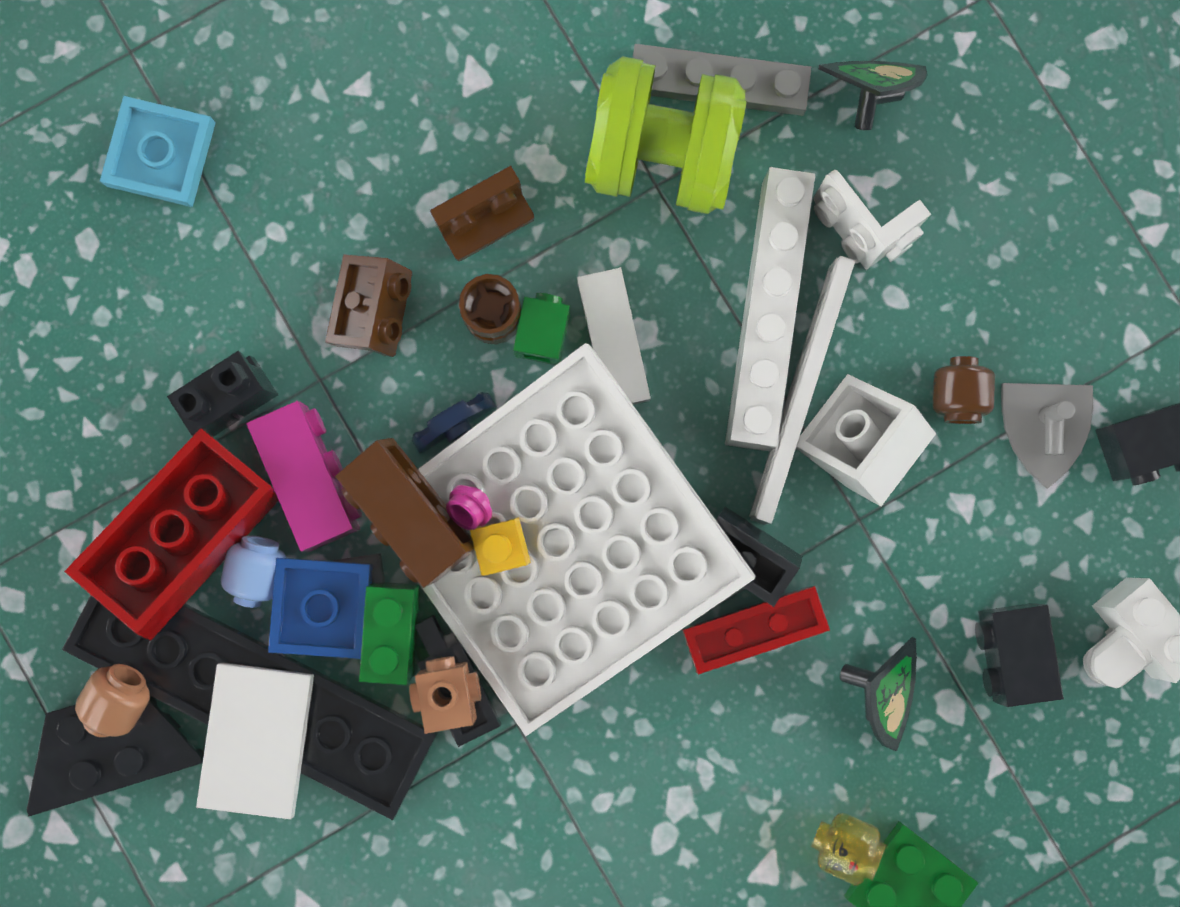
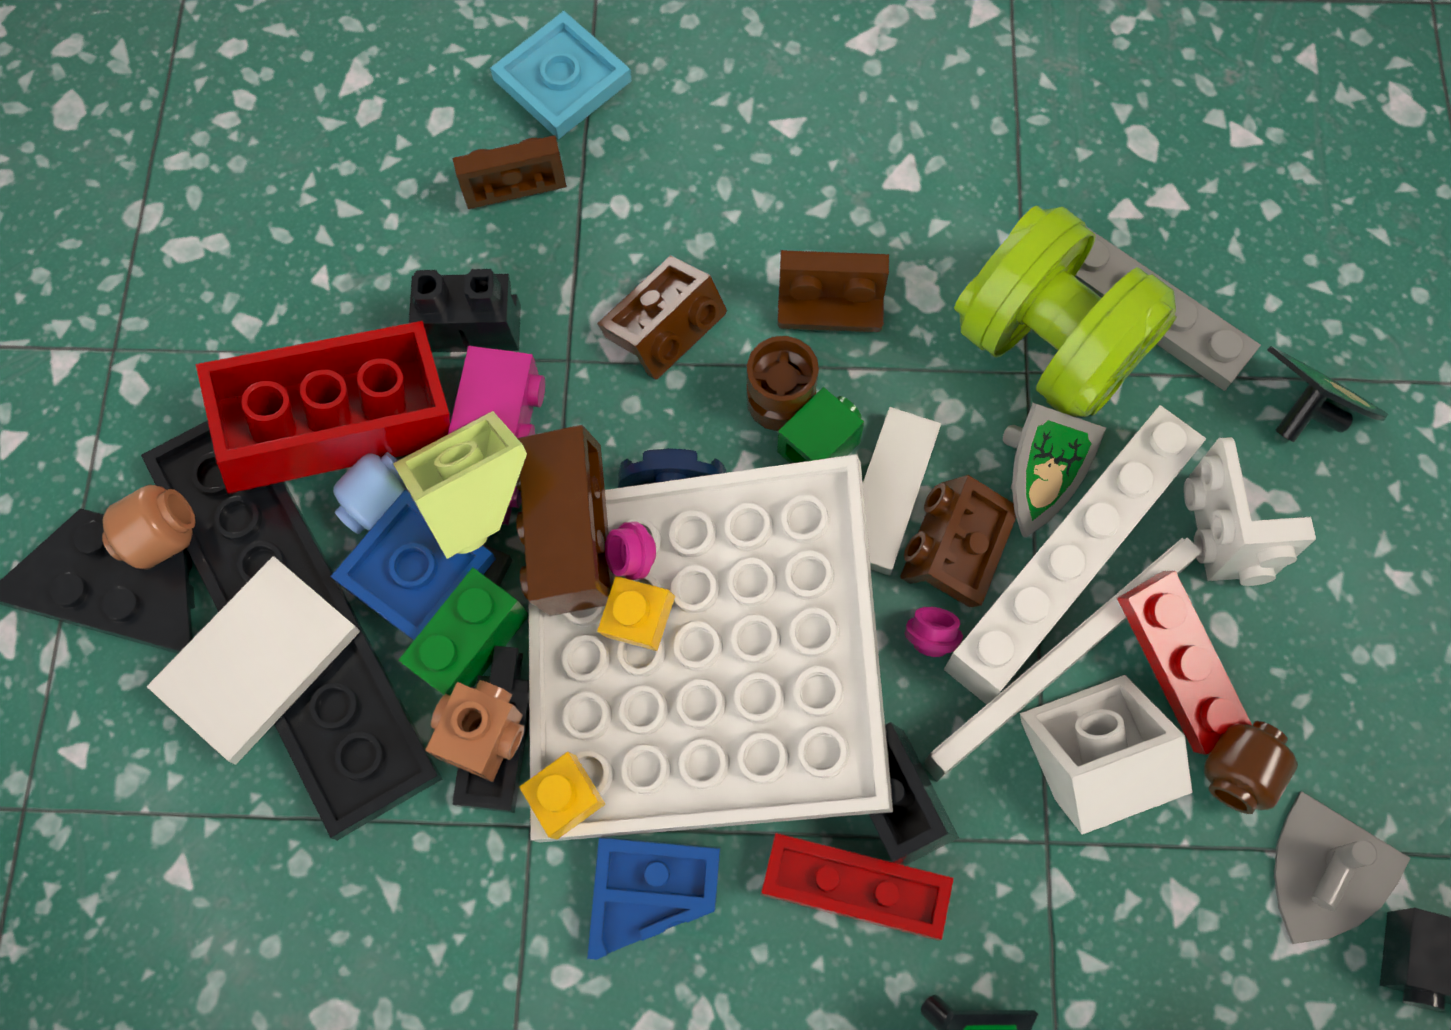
camera: 35 degrees right, 15 degrees down
(176, 260) = (510, 171): none -> reddish brown bracket
(318, 531) = (465, 482): none -> yellowish green slope
(529, 697) = (562, 795): none -> yellow plate
(622, 716) = (648, 889): none -> blue wing
(684, 347) = (960, 539): none -> reddish brown bracket
(705, 425) = (934, 631): none -> dark pink plate
(714, 254) = (1049, 463): none -> shield
(882, 344) = (1183, 660): none -> plate

